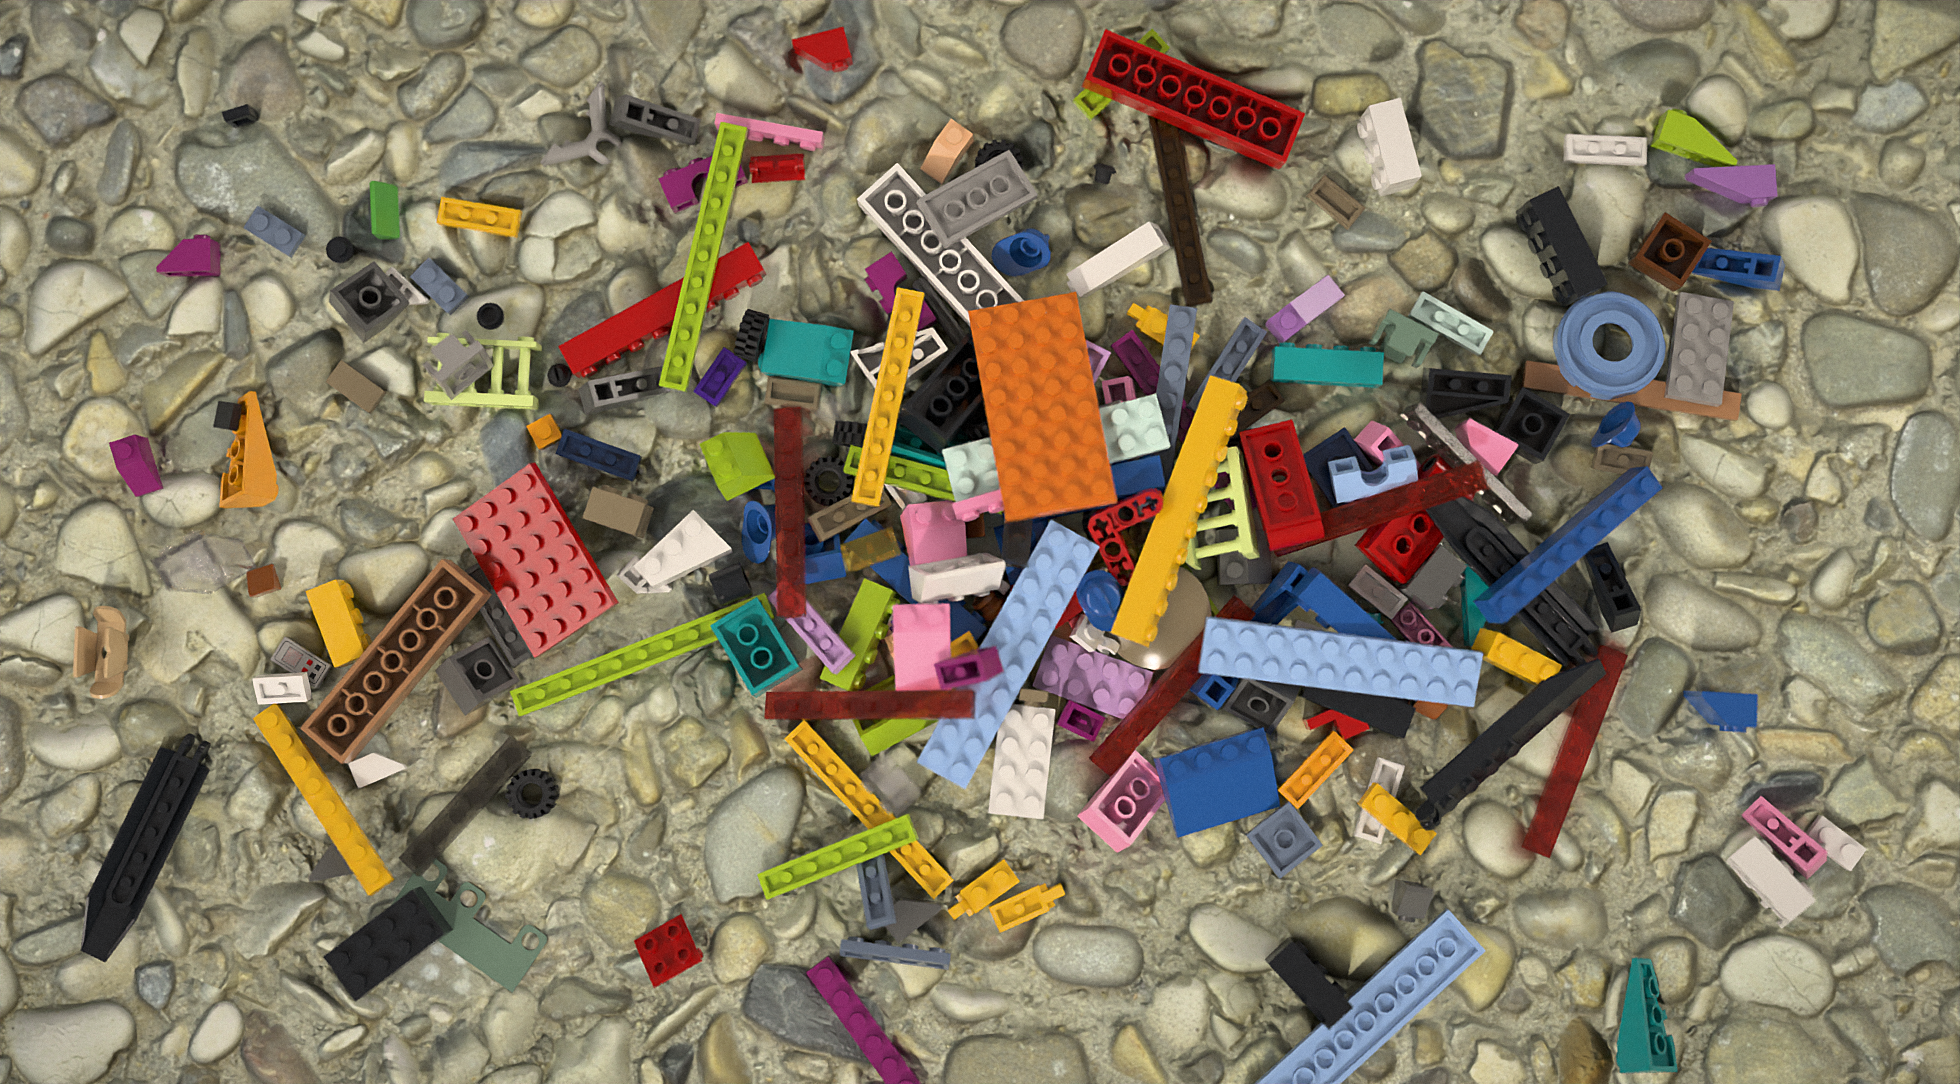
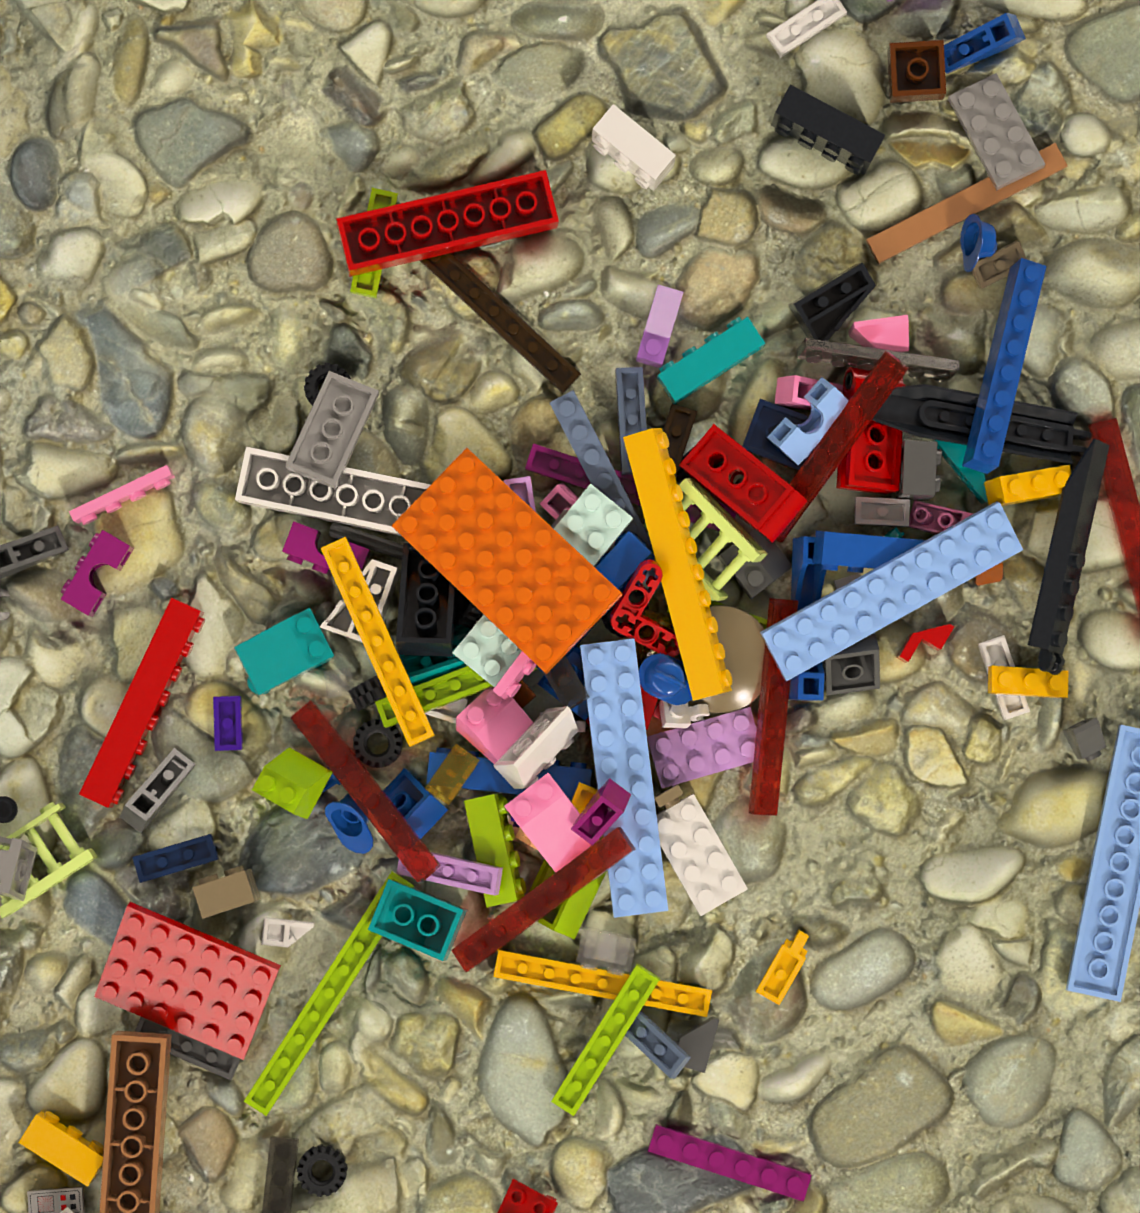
camera: 40 degrees left, 0 degrees up
(476, 675) = (207, 1108): dark grey slope -> none
(545, 431) = (117, 871): light orange plate -> none
(559, 375) = (95, 816): black piece -> none
(681, 551) = (300, 886): white wedge -> none
(703, 257) = (144, 636): lime plate -> none
(730, 584) = (359, 884): black piece -> none
(751, 335) = (229, 670): black tyre -> none
(777, 168) = (150, 519): red hinge -> none
(793, 393) = (296, 693): dark tan tile -> none
(825, 49) = (119, 395): red slope -> none
(843, 516) = (410, 763): dark tan plate -> none
(883, 951) = (698, 1088): sand blue plate -> none
(947, 151) = (278, 407): light nougat slope -> none
(984, 890) = (742, 980): yellow hinge -> none
(989, 605) = (579, 749): dark orange wheel -> none
(1022, 252) = (399, 445): blue piece -> none
(1080, 720) = (720, 788): magenta slope -> none
(1103, 173) = (418, 333): black piece -> none
(1118, 260) = (481, 395): white slope -> none
(1124, 803) = (804, 826): bright pink slope -> none
(1152, 323) = (545, 426): yellow hinge -> none
(1218, 781) = (865, 756): blue slope -> none
(1284, 839) = (951, 764): sand blue plate -> none
(1309, 982) = (1052, 863): black wedge -> none
(1315, 769) = (935, 690): light orange plate -> none
(1336, 202) = (621, 221): dark tan tile -> none
(1376, 710) = (952, 607): black brick -> none
(1402, 338) = (754, 294): sand green panel -> none
(1450, 323) = (784, 253): light aqua plate -> none
(1531, 424) = (906, 290): black brick -> none
(1588, 370) = (917, 212): medium blue piece -> none
(1611, 588) = (1064, 374): black slope -> none

